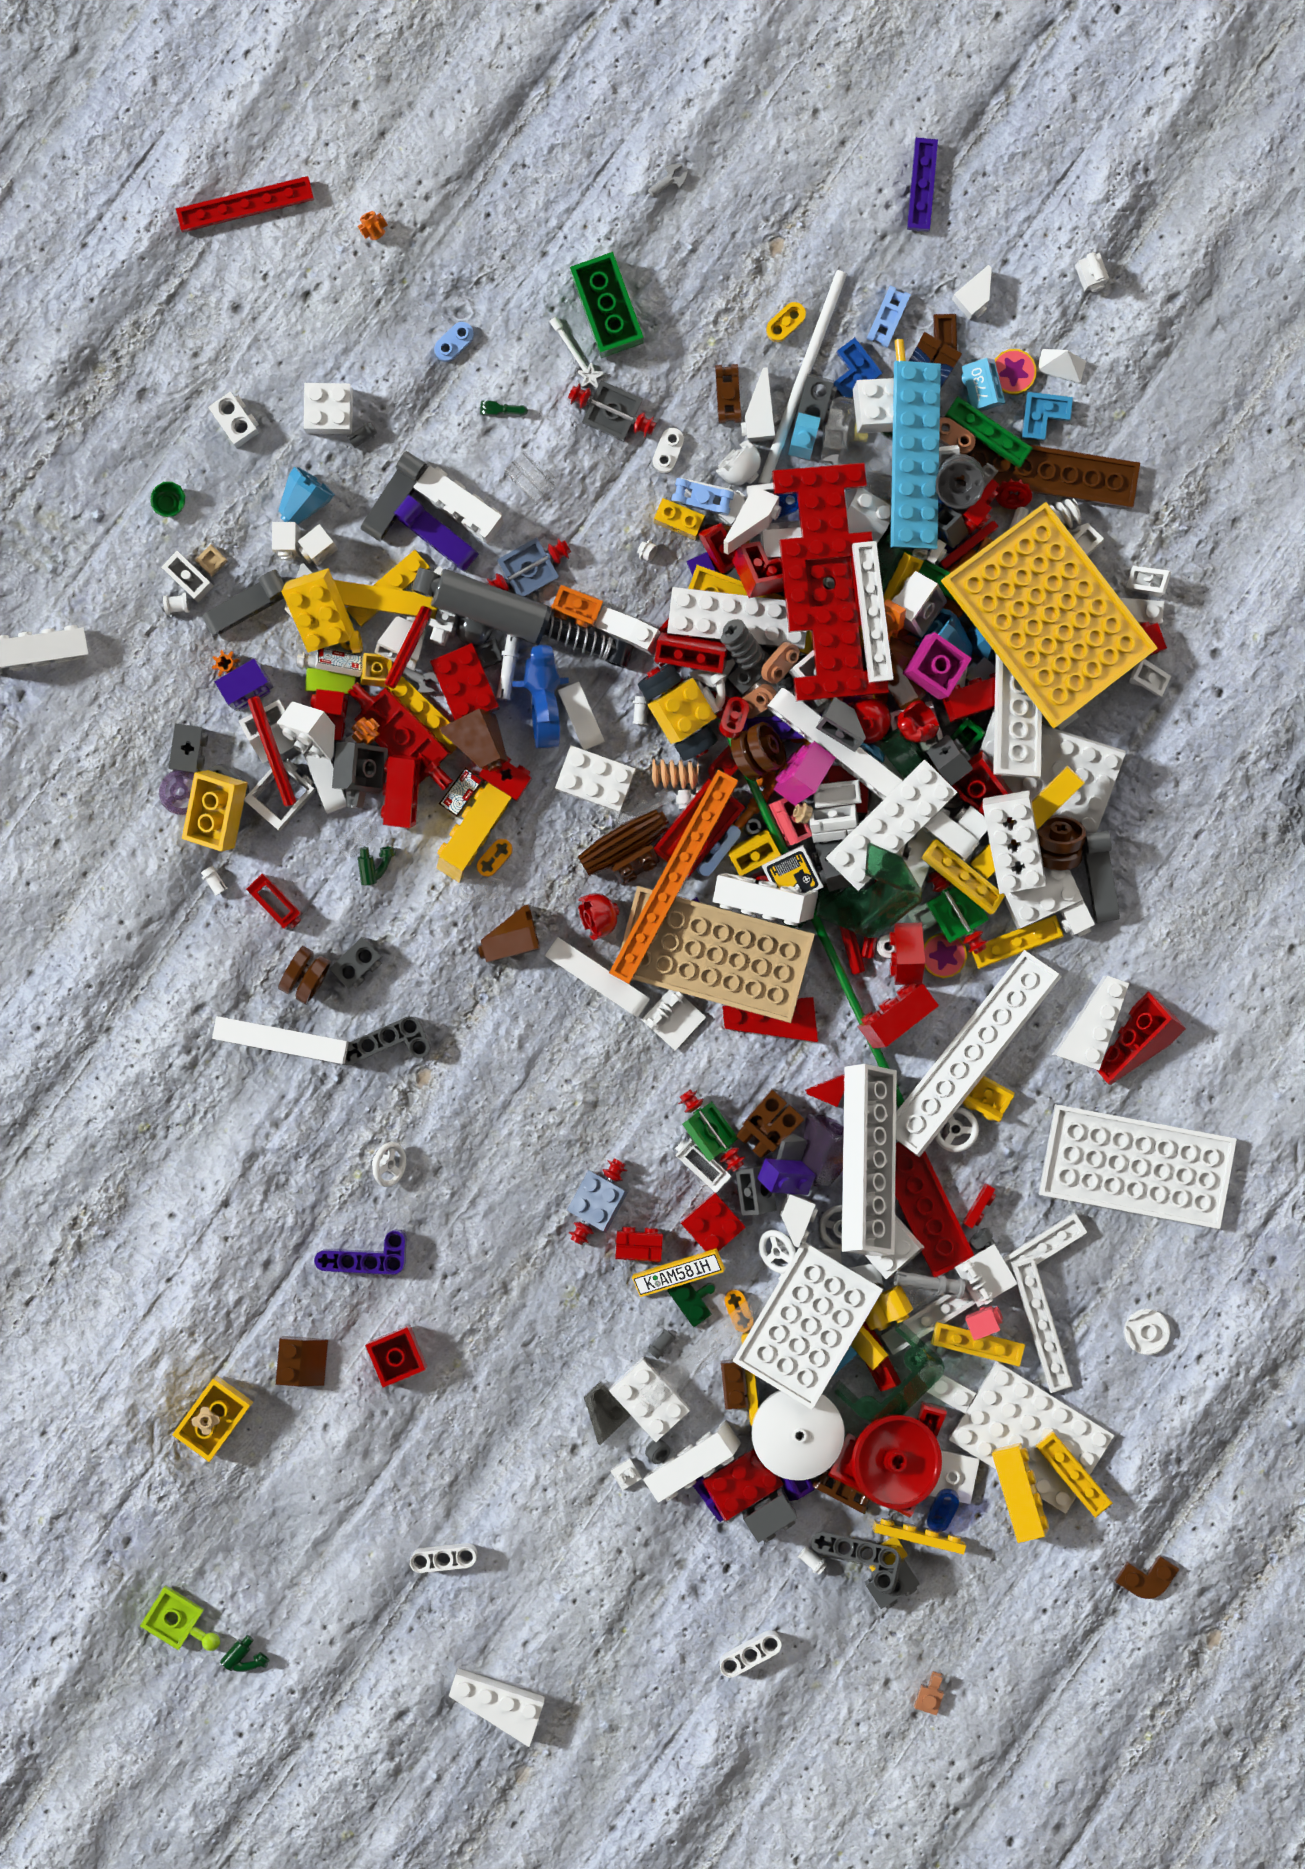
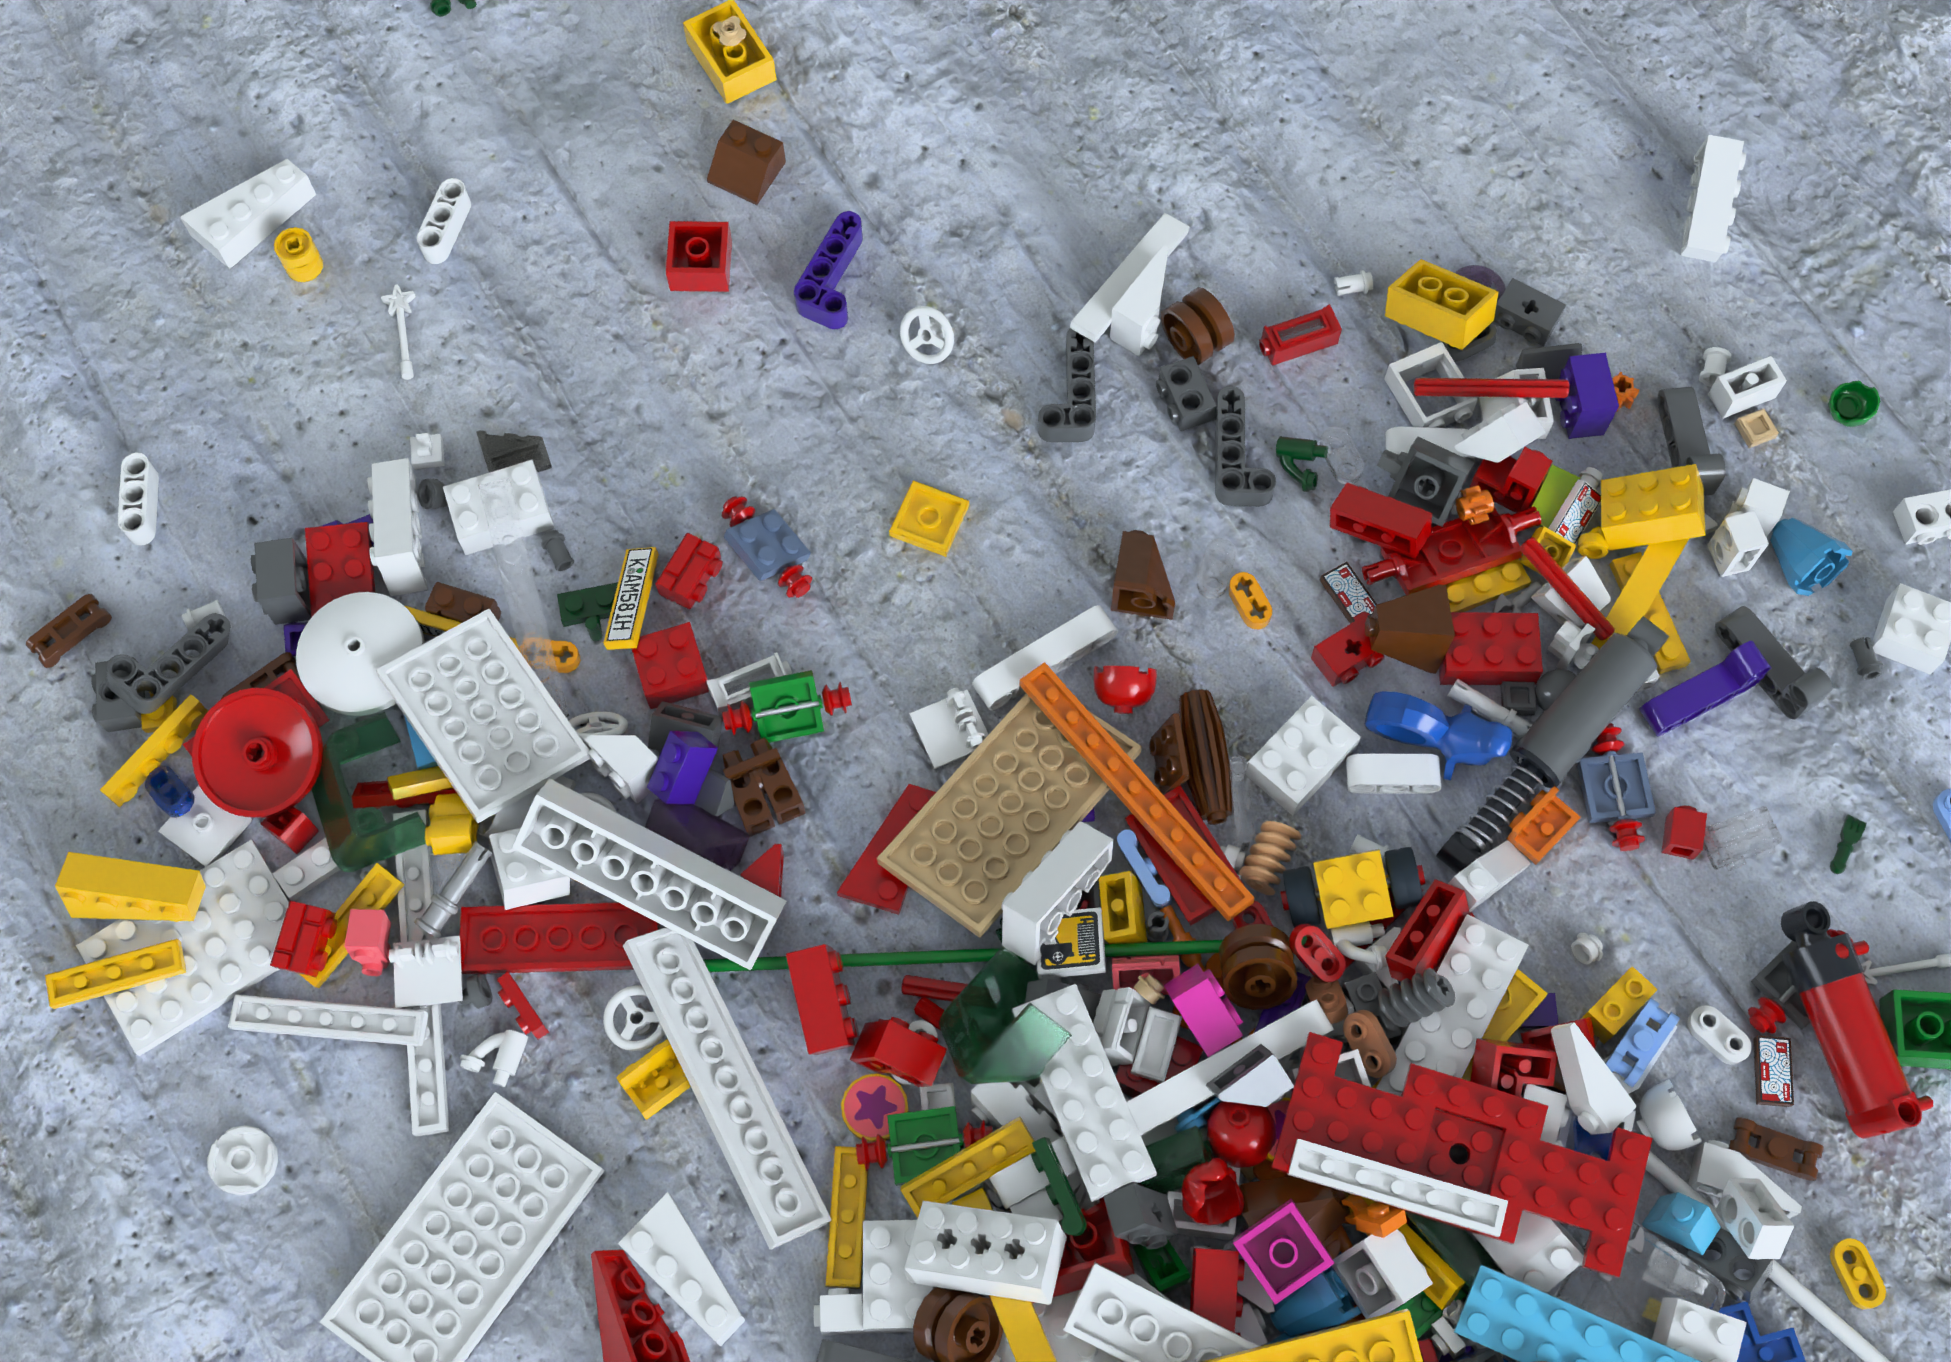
camera: 115 degrees right, 20 degrees down
(222, 719) = (1550, 358): none -> dark grey slope
(309, 1019) = (1138, 310): none -> white slope
(383, 911) = (1234, 446): none -> dark grey beam
(459, 504) = (1732, 734): white wedge -> none
(472, 831) = (1295, 582): yellow wedge -> none
(518, 1647) = (298, 254): none -> yellow wheel
(521, 1556) = (398, 304): none -> white piece
(526, 1101) = (929, 518): none -> yellow tile
(541, 515) = (1684, 832): none -> red brick
(635, 374) = (1849, 1025): none -> red piece
(677, 409) = (1773, 1071): none -> tile
(788, 394) = (1754, 1218): none -> white brick
(862, 1646) = (68, 630): none -> reddish brown plate
(957, 814) = (1059, 1187): none -> dark green plate
(1002, 1363) = (304, 939): none -> red brick
(1012, 1199) = (511, 1047): none -> white plant

